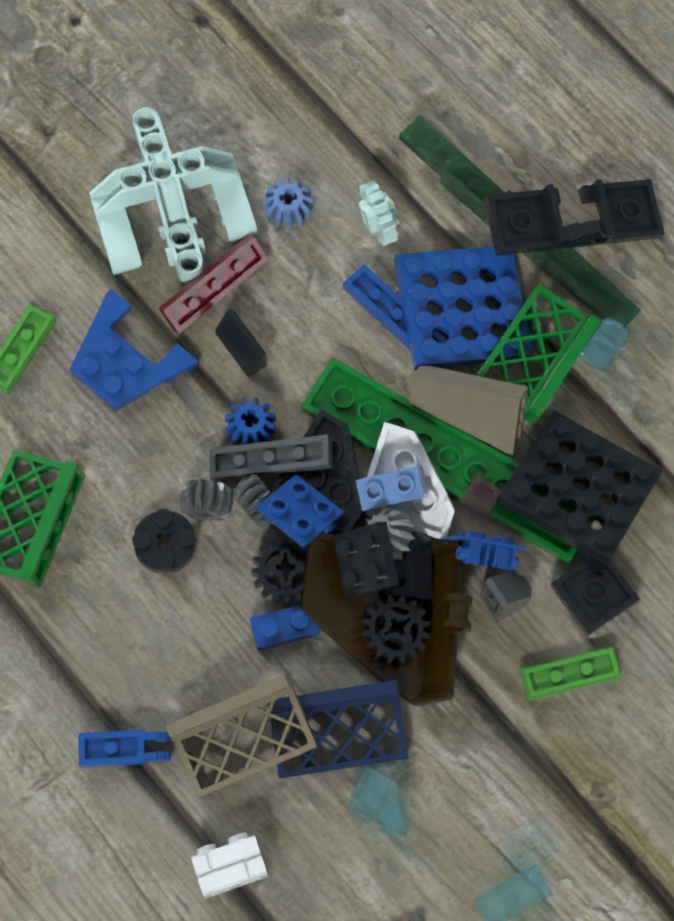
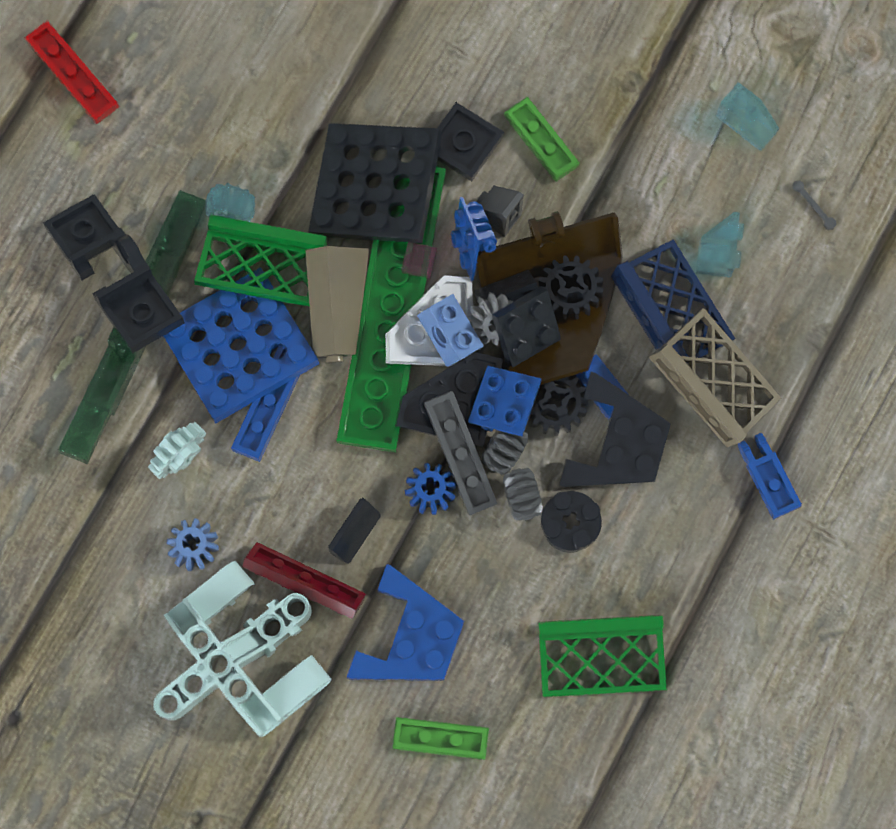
camera: 110 degrees left, 5 degrees up
(214, 626) = (631, 442): none -> black wing
(229, 865) = (826, 347): white brick -> none

